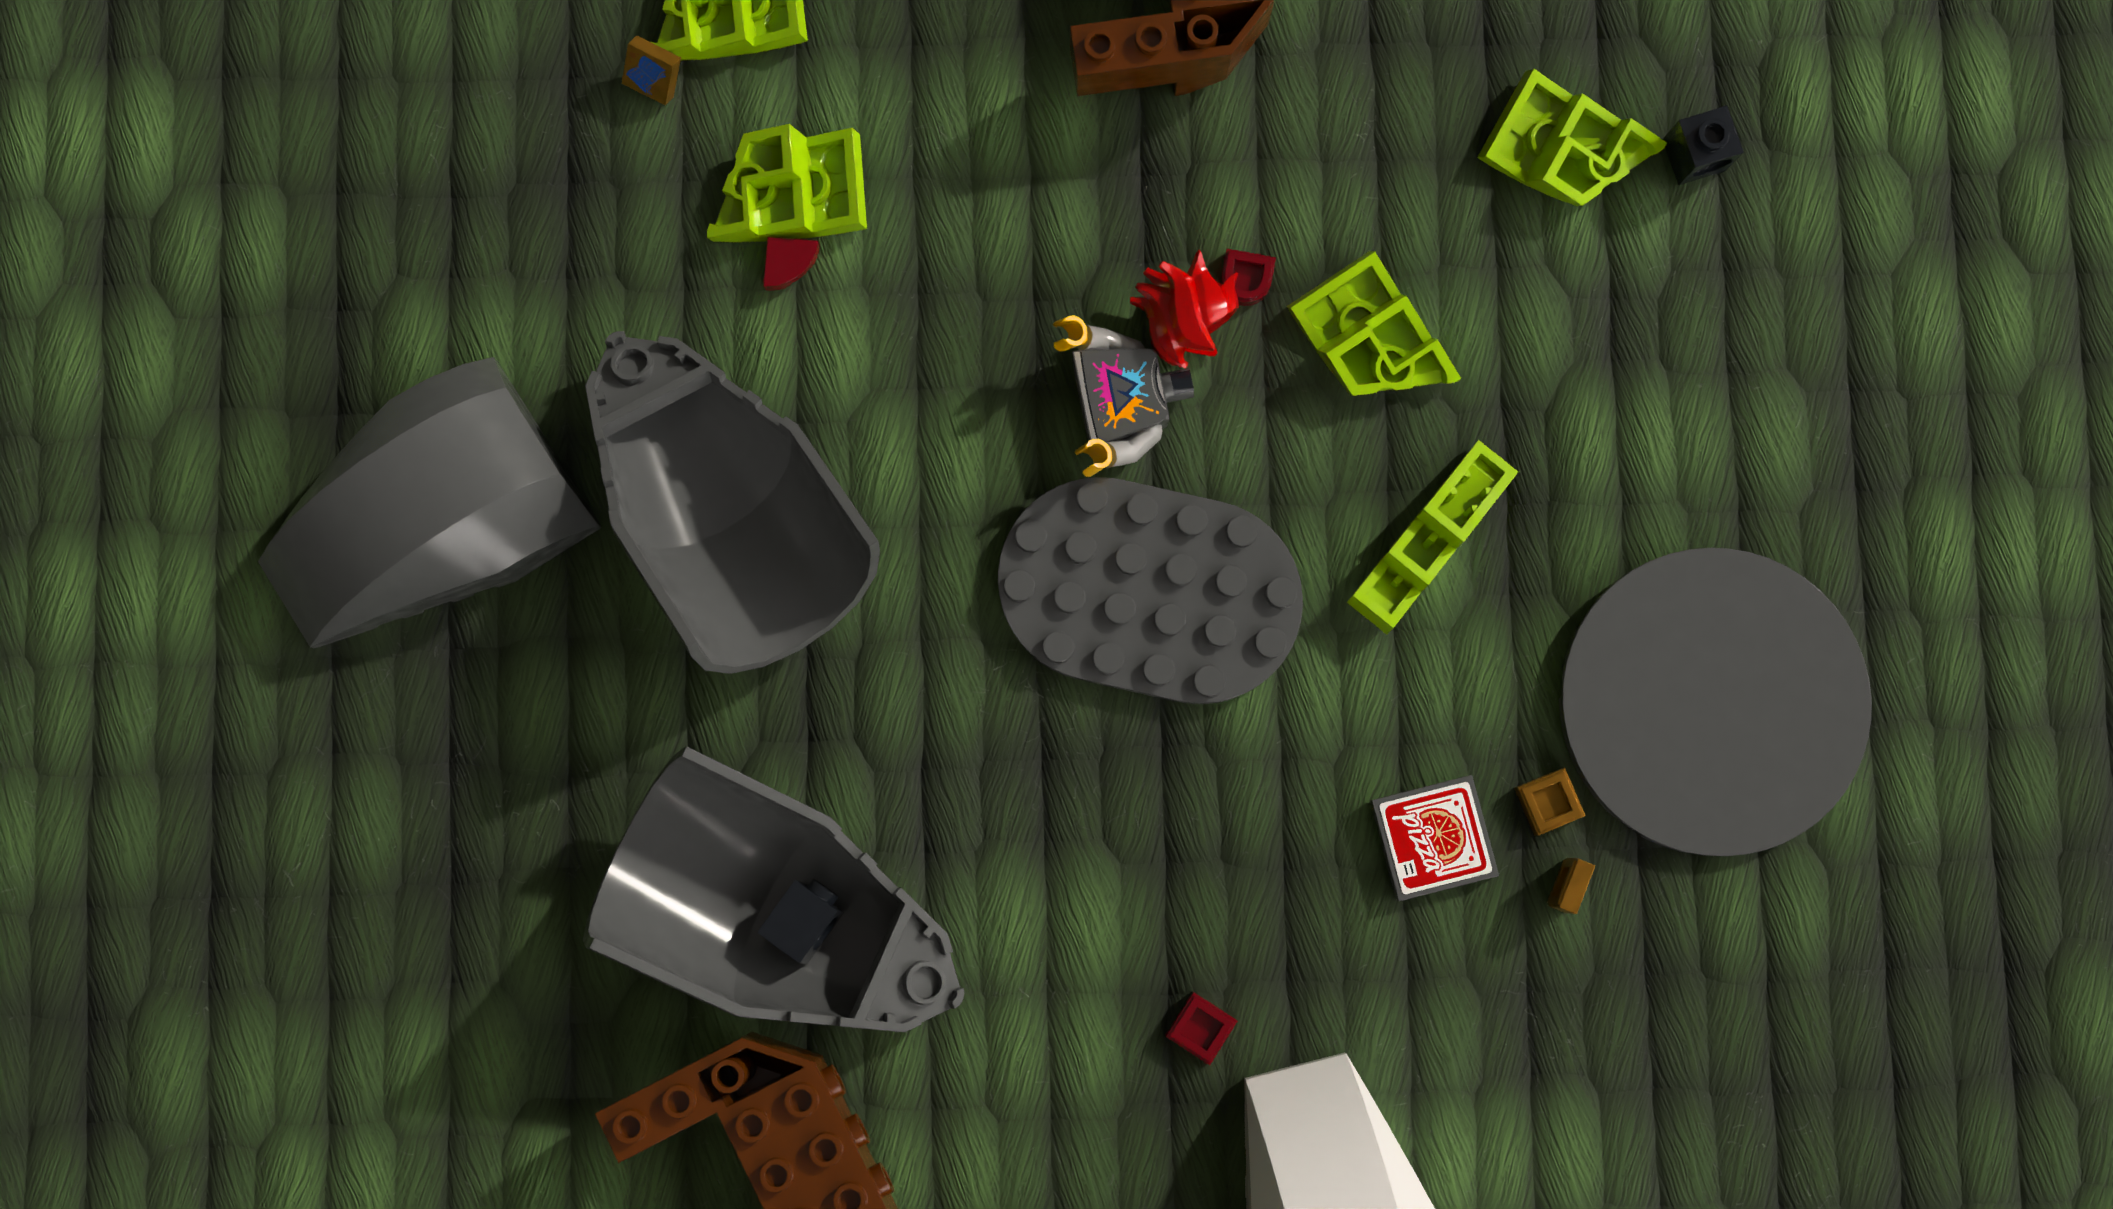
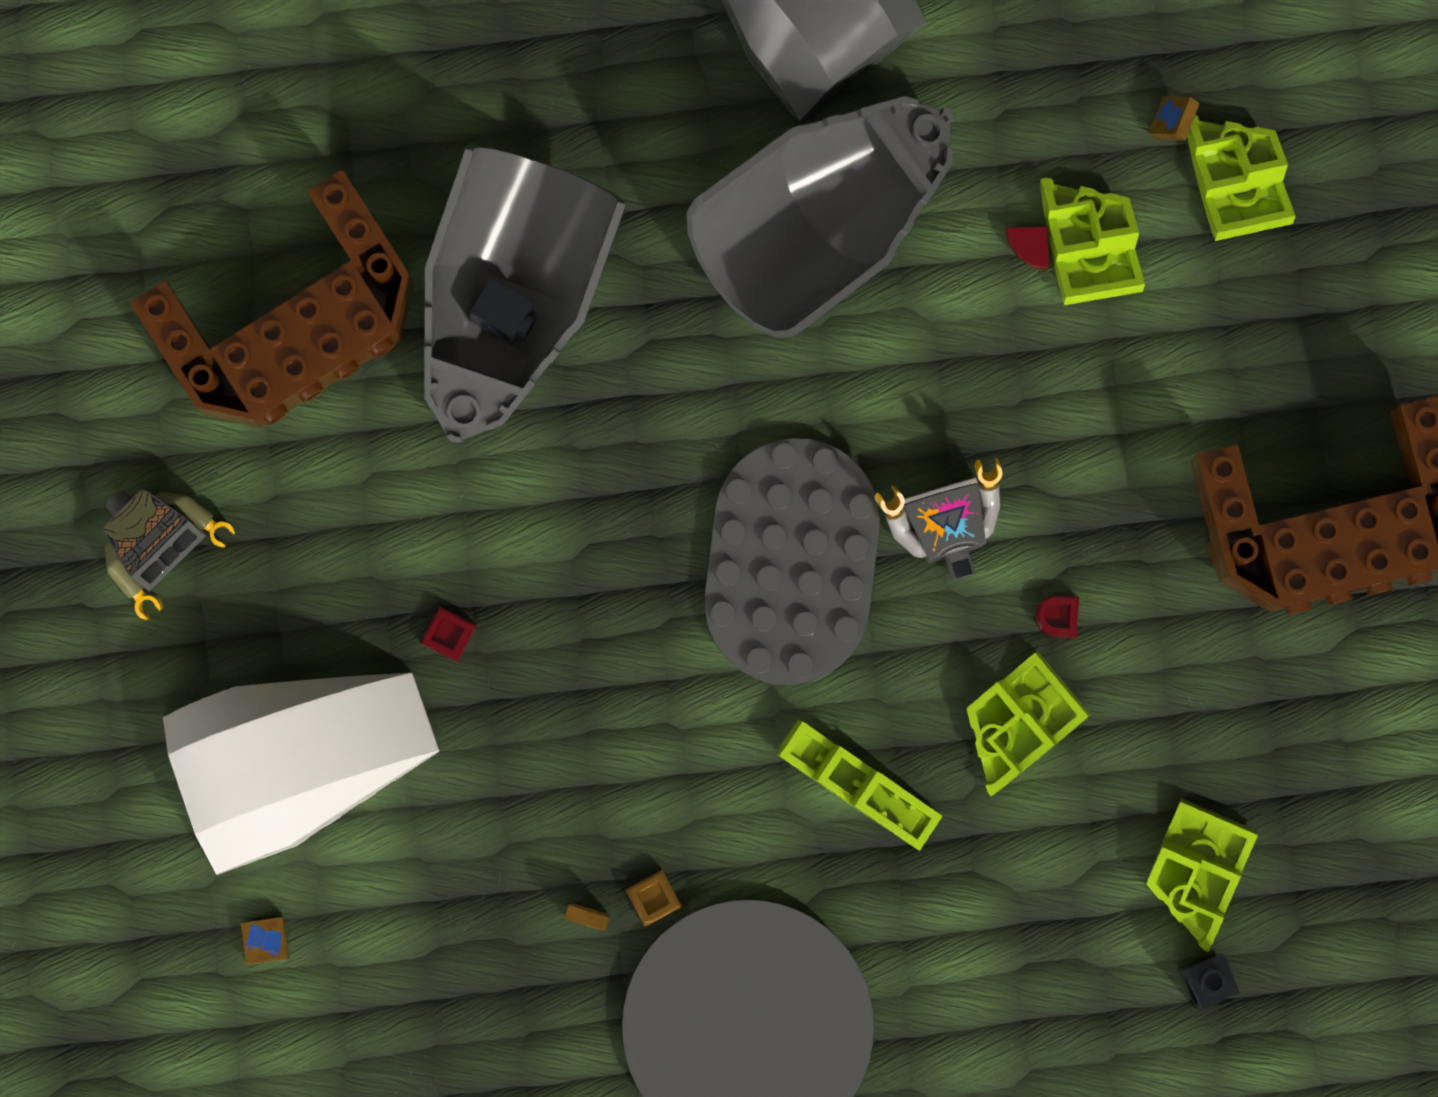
camera: 85 degrees right, 0 degrees up
(1185, 309) = (1021, 565): red hair -> none
(1434, 838) = (615, 806): tile -> none

